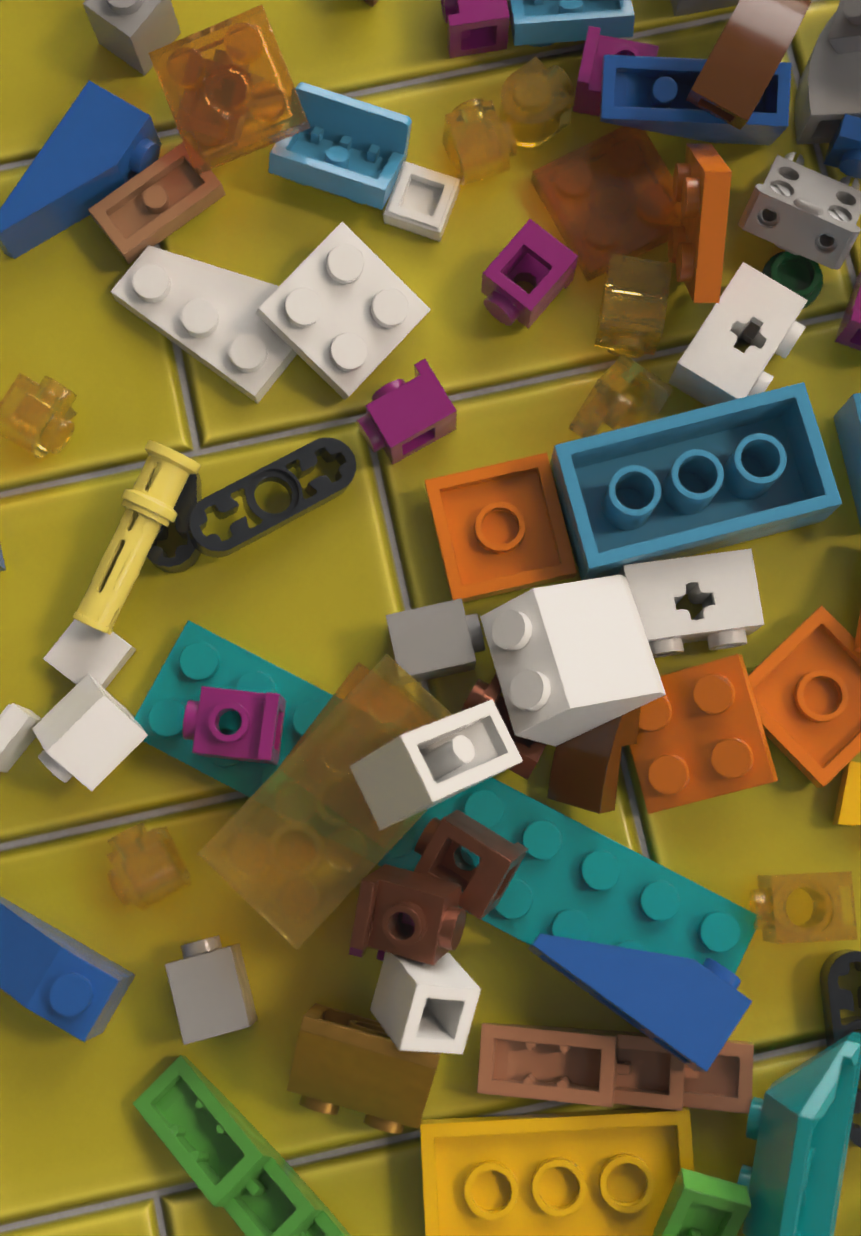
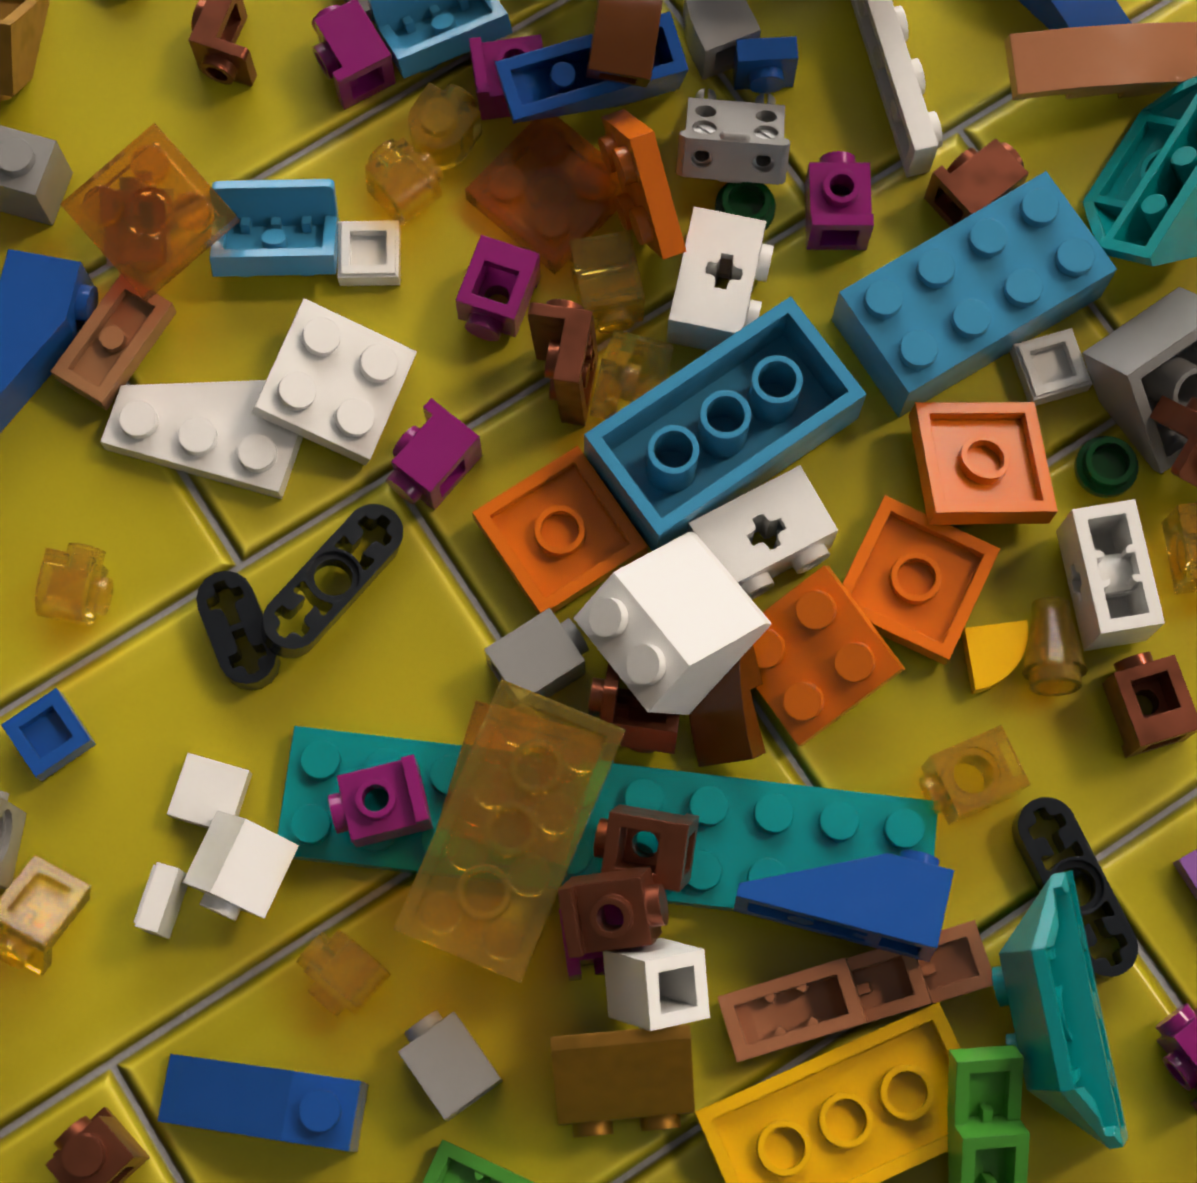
camera: 25 degrees left, 5 degrees down
(147, 509) = (218, 632): light yellow pin -> none
(435, 763) = (584, 759): white slope -> none
(573, 355) = (567, 341): none -> copper bracket

